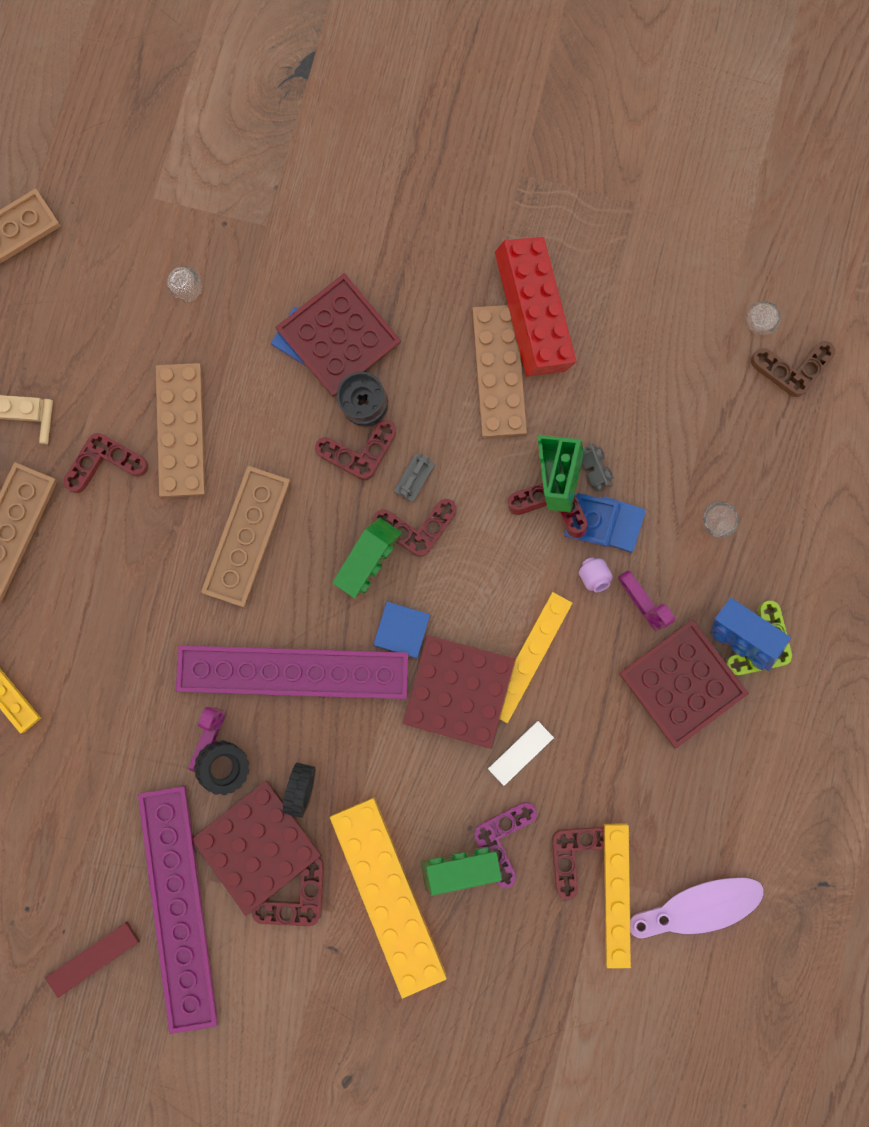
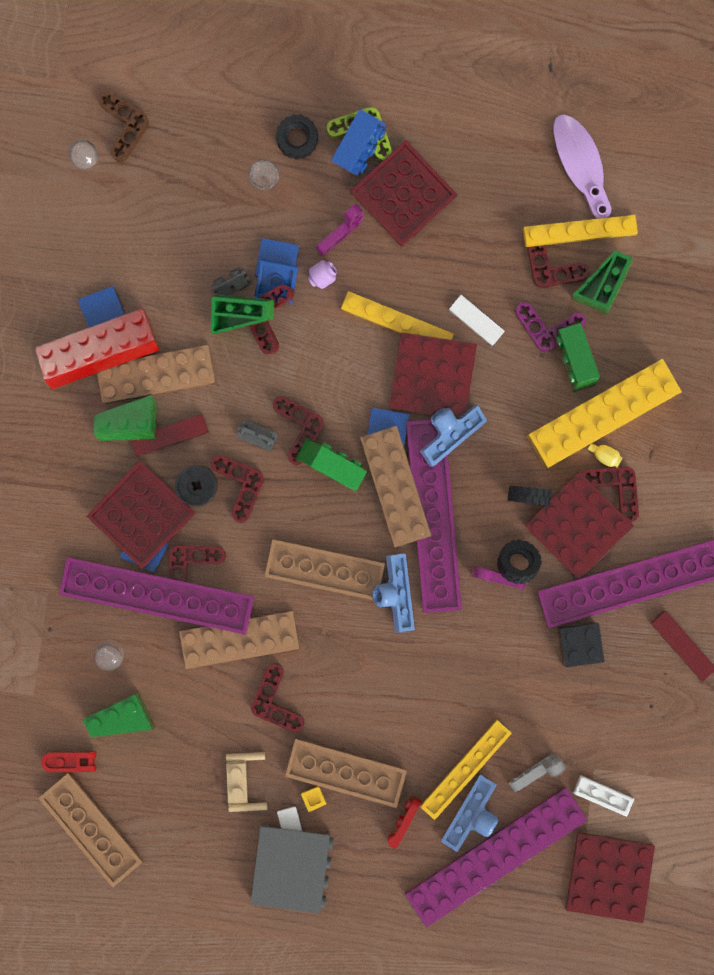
camera: 95 degrees left, 5 degrees up
(71, 227) = (68, 761): none -> red plate
(110, 286) = (122, 717): none -> green wedge
(111, 831) = (580, 644): none -> black brick
(206, 616) = (396, 593): none -> medium blue plate
(242, 343) = (156, 595): none -> magenta plate
(281, 383) = (188, 558): none -> dark red beam
(331, 630) = (395, 486): none -> medium nougat plate
(337, 892) = (606, 455): none -> light yellow plant
(387, 704) = (451, 432): none -> medium blue plate
(426, 378) = (171, 435): none -> dark red tile
(447, 332) = (128, 421): none -> green wedge
(546, 917) = (603, 286): none -> green wedge
(584, 319) = (101, 306): none -> blue tile
(780, 560) = (303, 123): none -> black tyre

